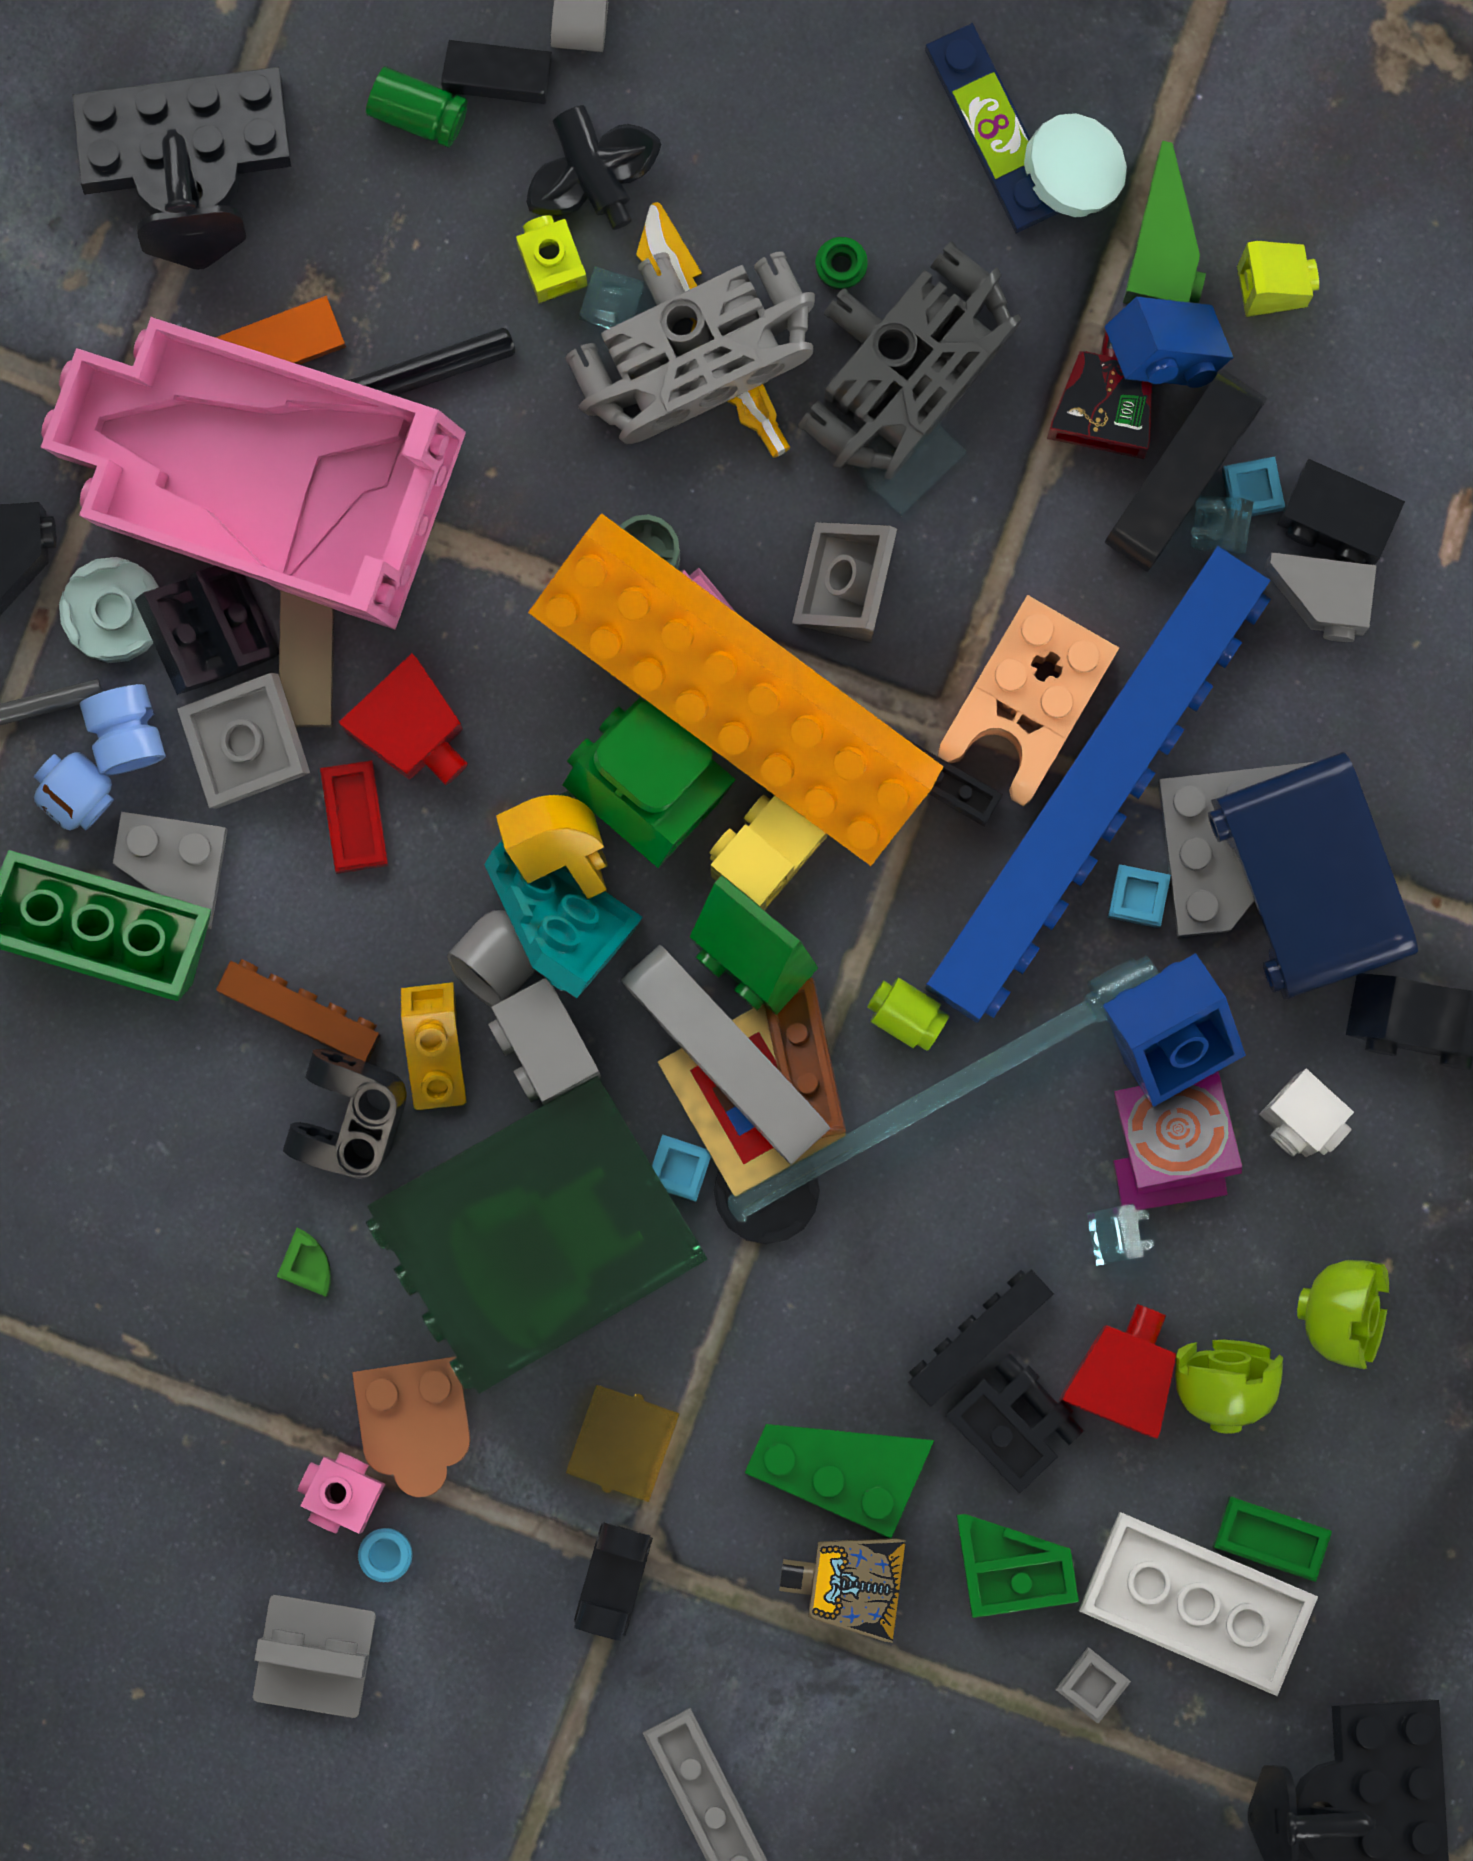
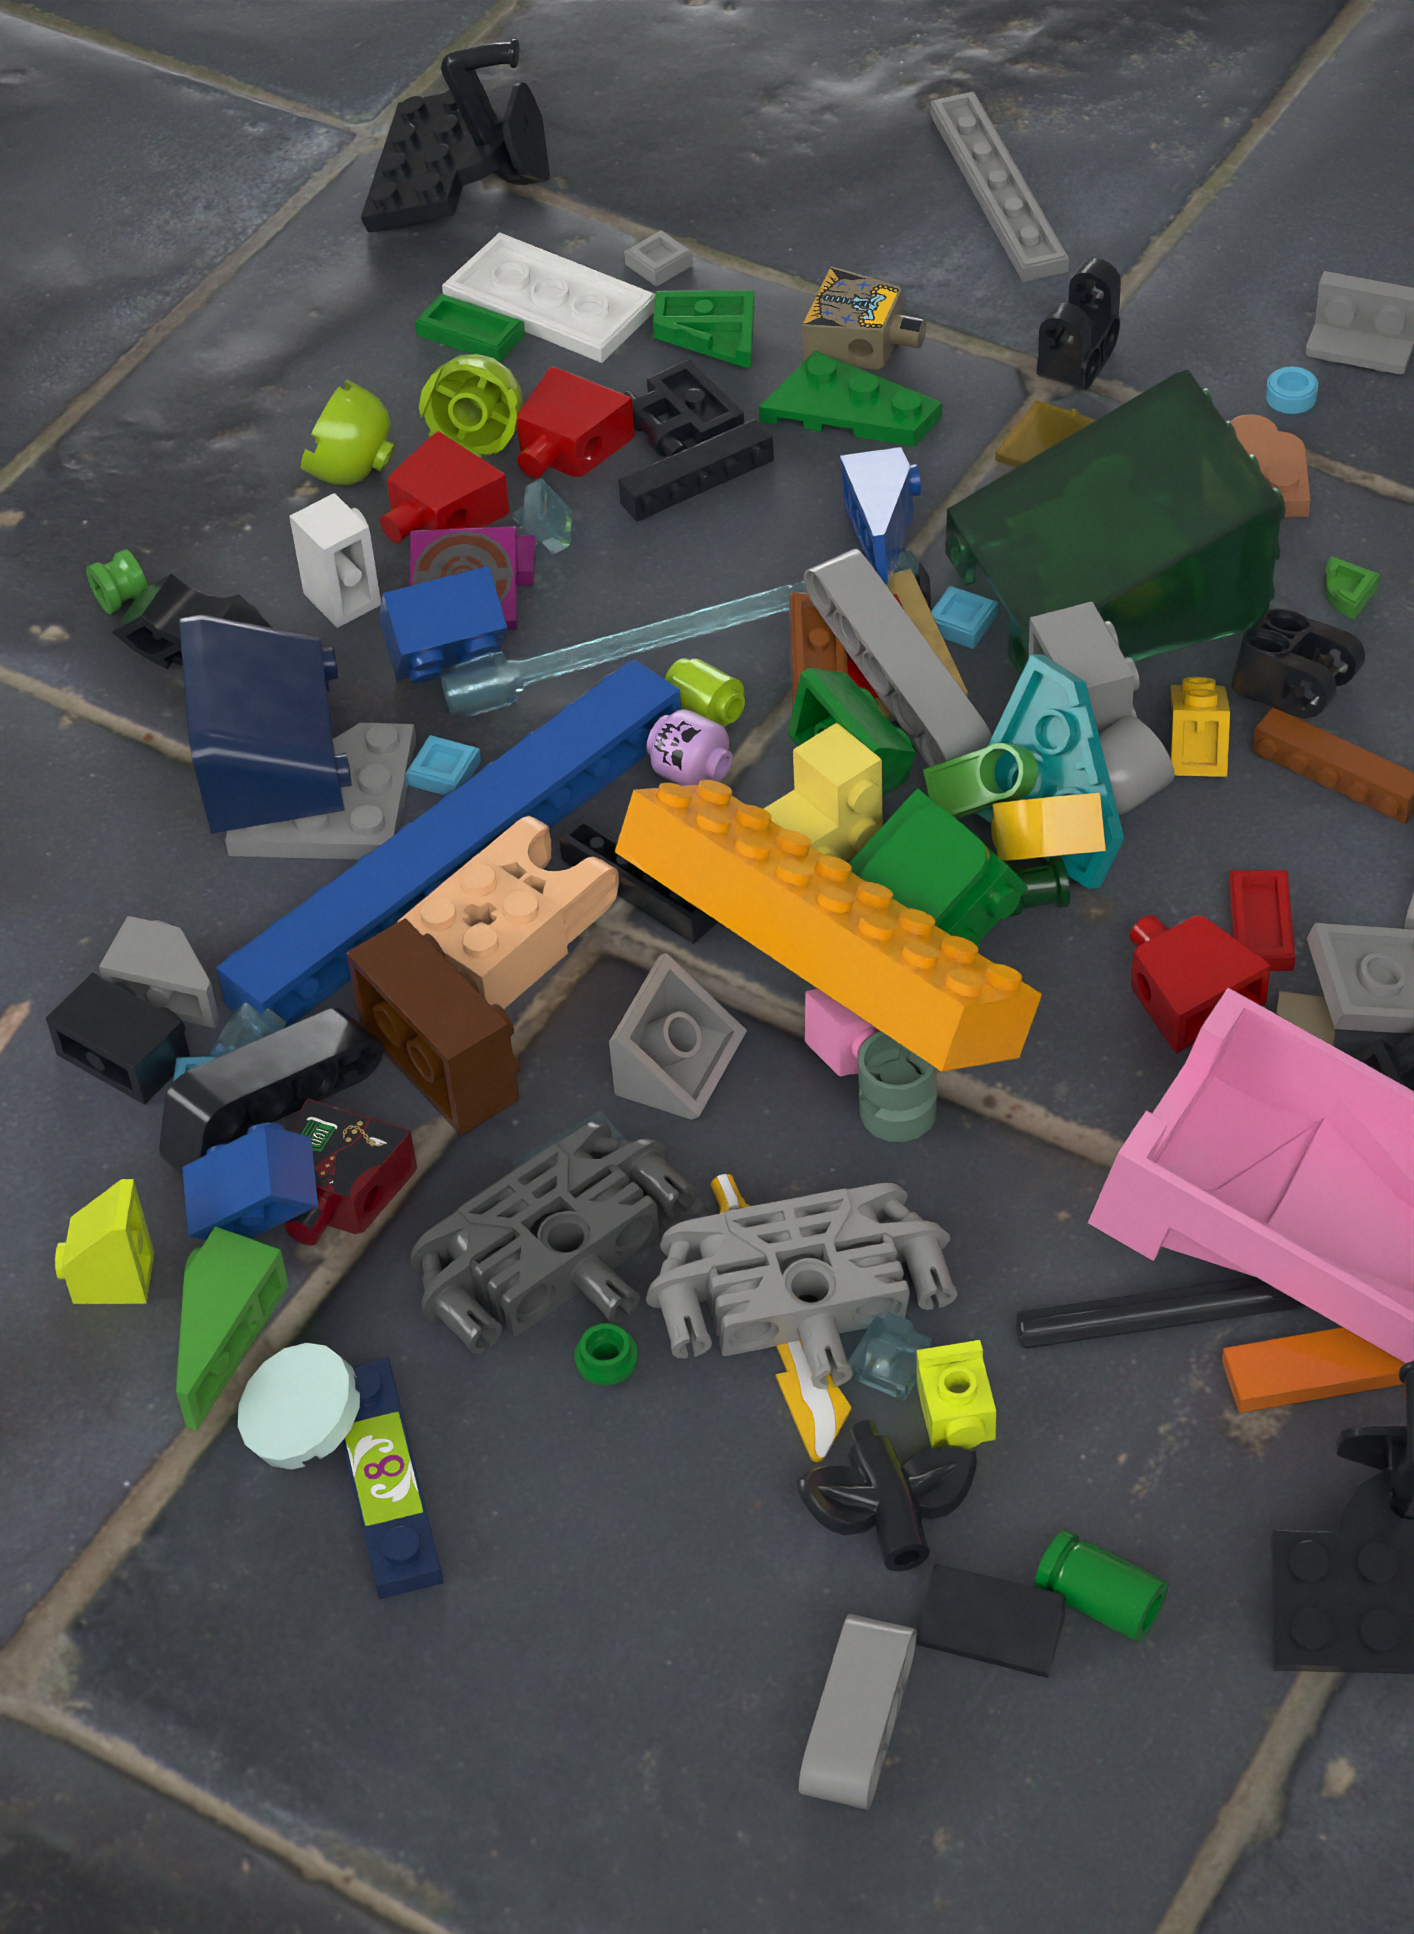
camera: 165 degrees left, 35 degrees down
(360, 1498) = (1329, 411): bright pink brick -> none
(629, 908) = (969, 781): none -> bright green piece
(779, 1288) = (880, 503): none -> slope
(904, 926) = (689, 748): none -> lavender head
(1057, 544) = (435, 1025): none -> reddish brown brick
(1233, 1253) = (442, 490): none -> red torso

